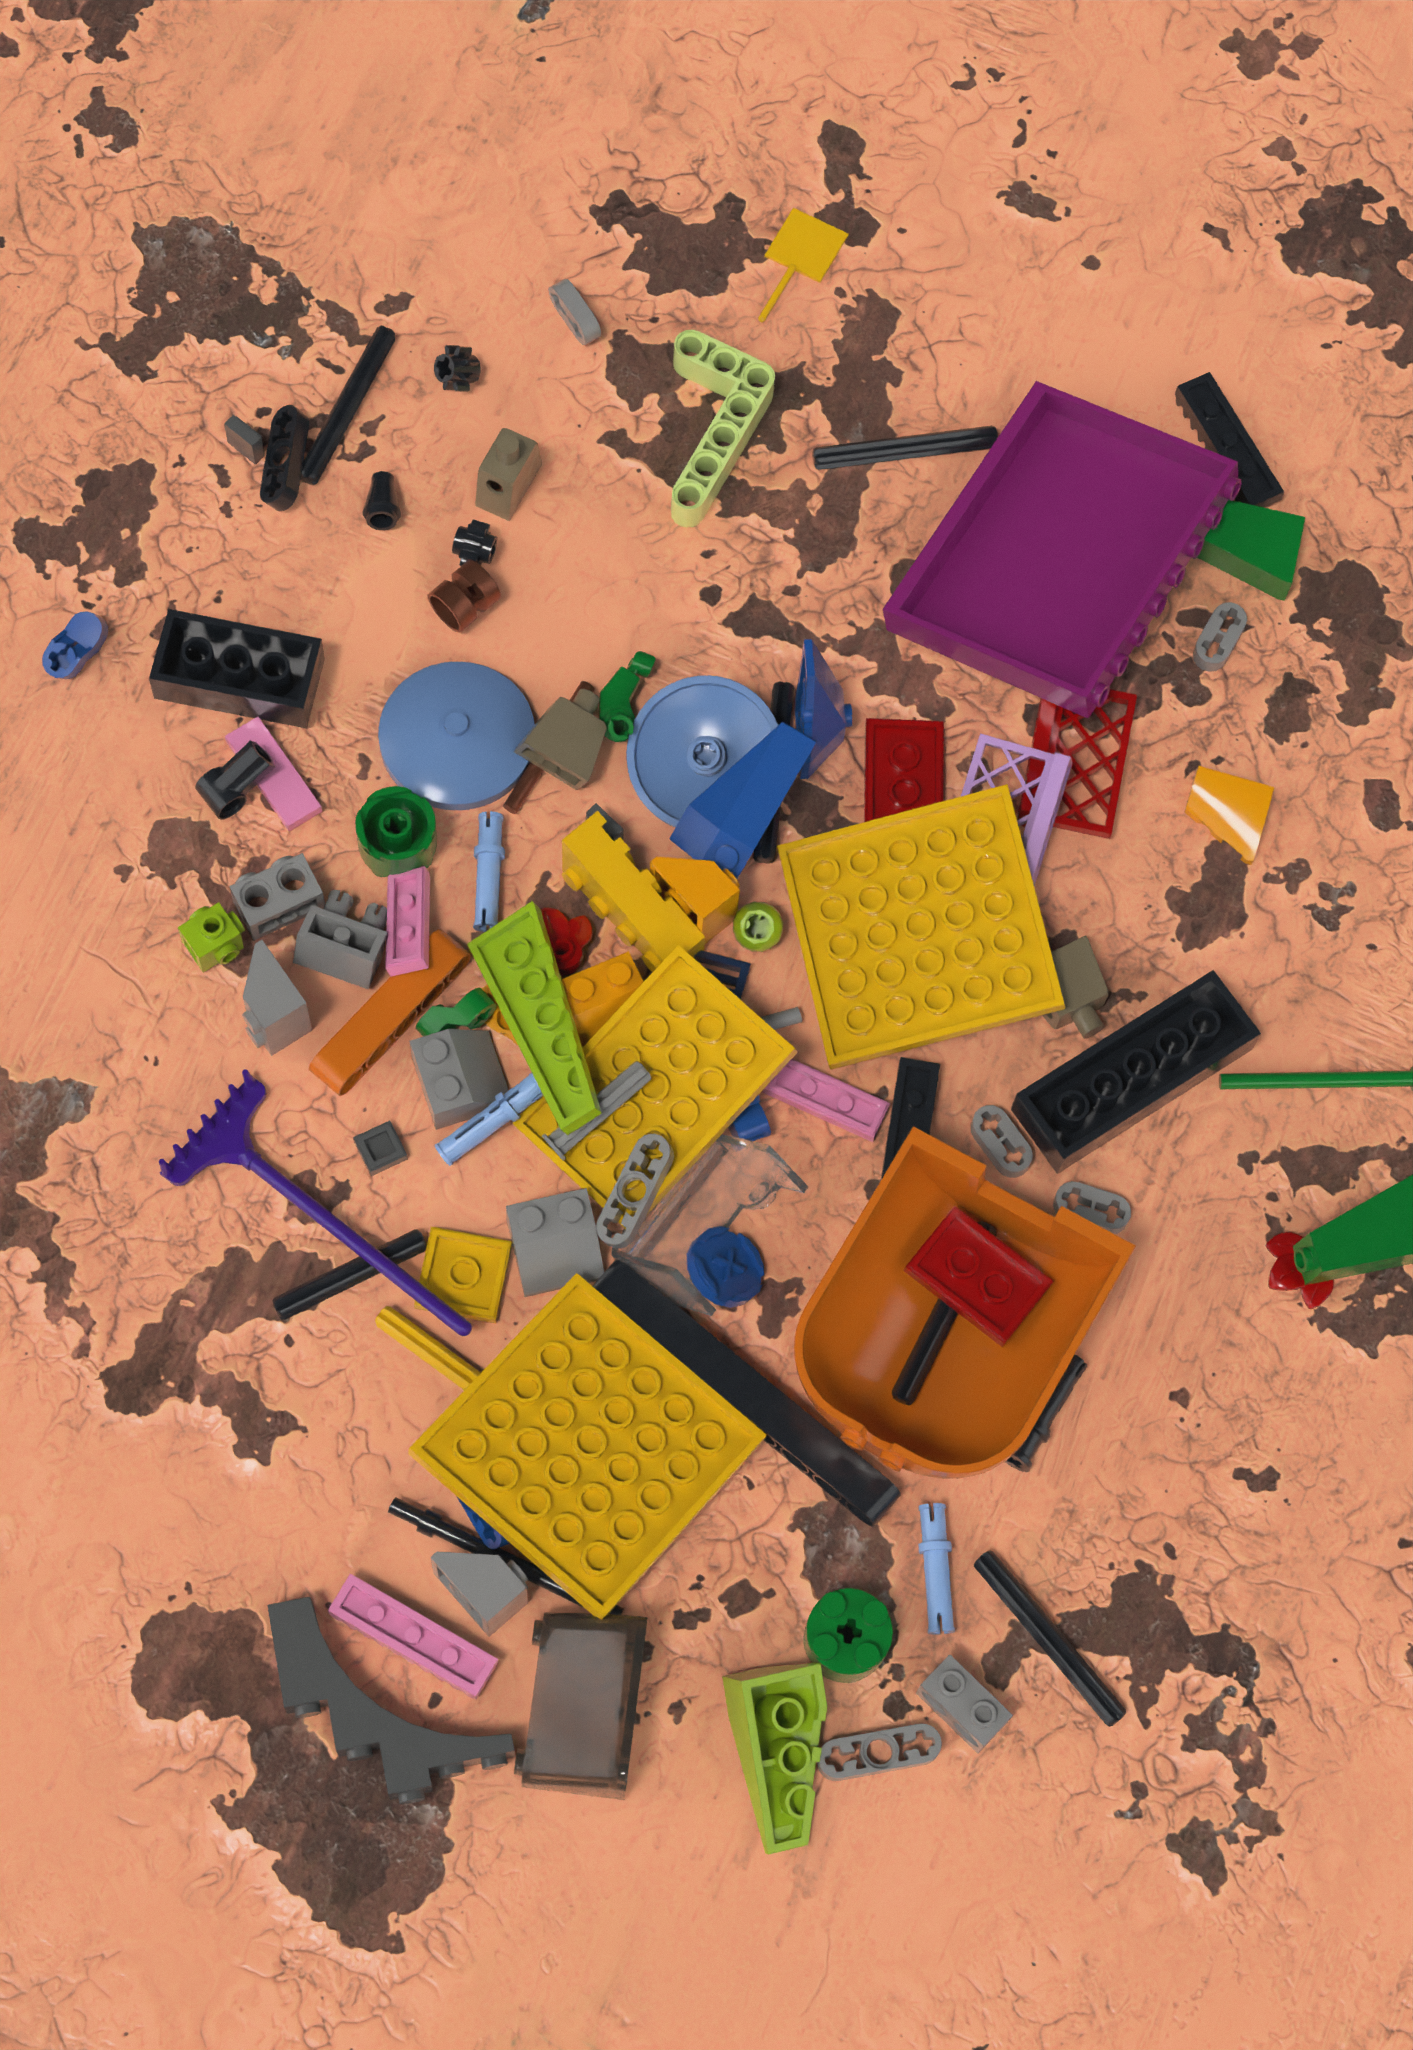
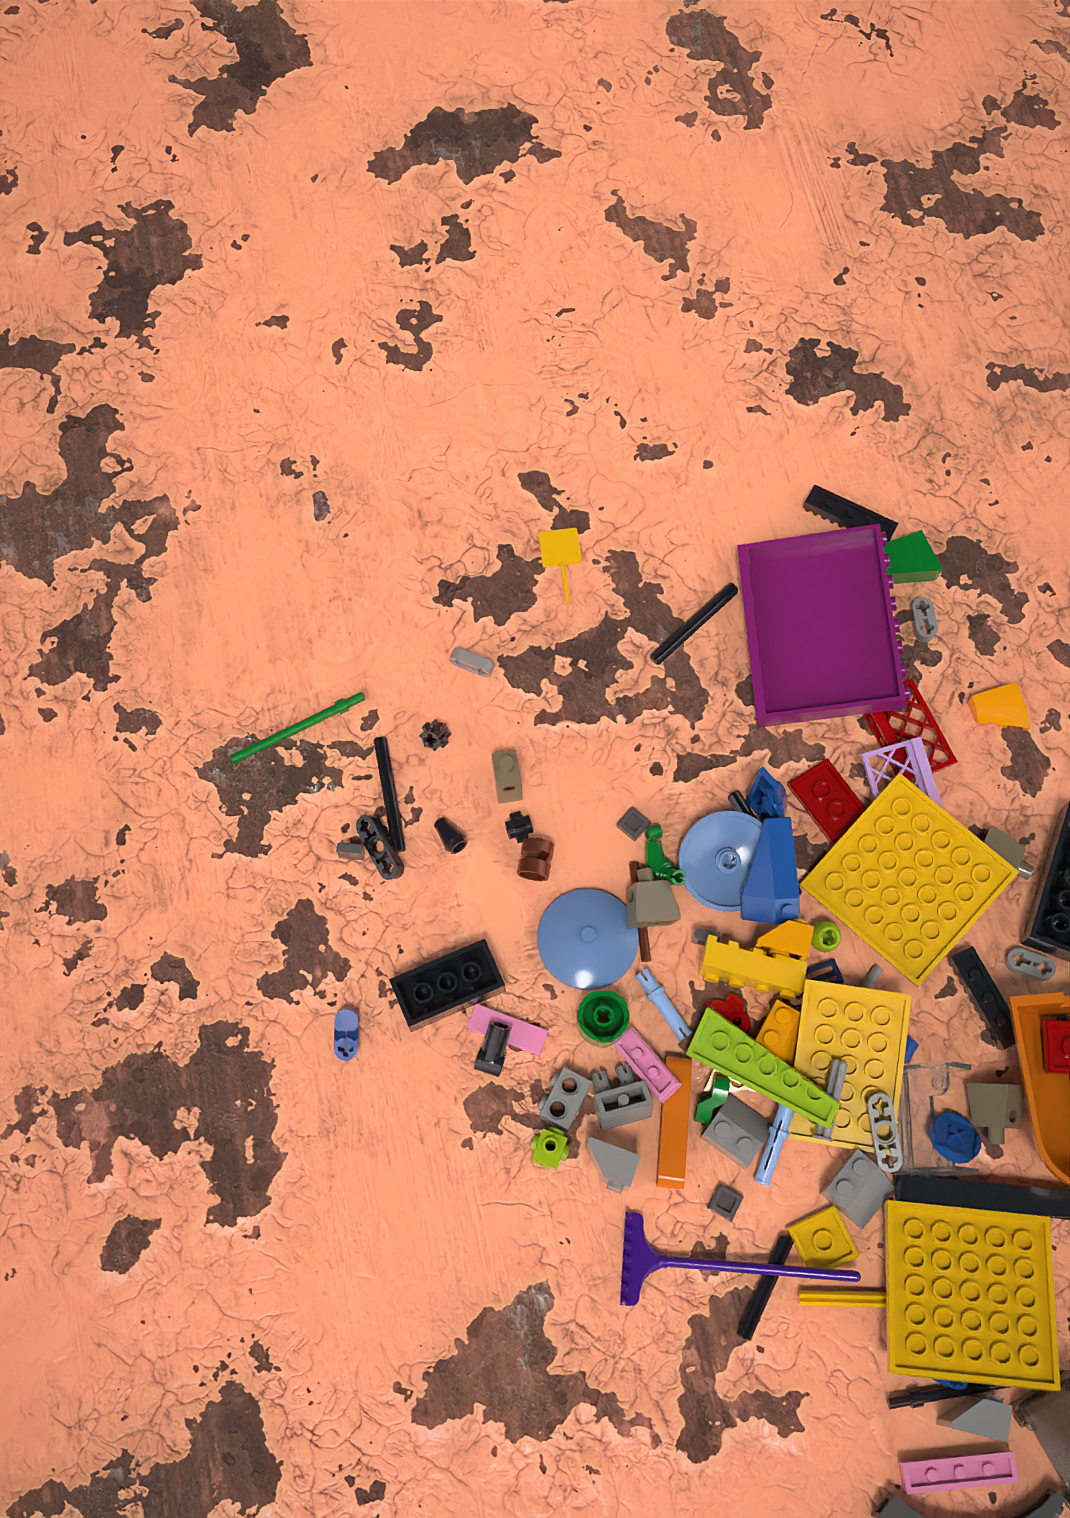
camera: 30 degrees left, 0 degrees up
(368, 261) = (341, 706): none -> green bar
(625, 638) = (633, 824): none -> dark grey tile
(725, 426) = (598, 672): yellowish green beam -> none
(798, 1264) = (996, 1108): none -> dark tan torso
(828, 1099) = (937, 1002): bright pink tile -> none

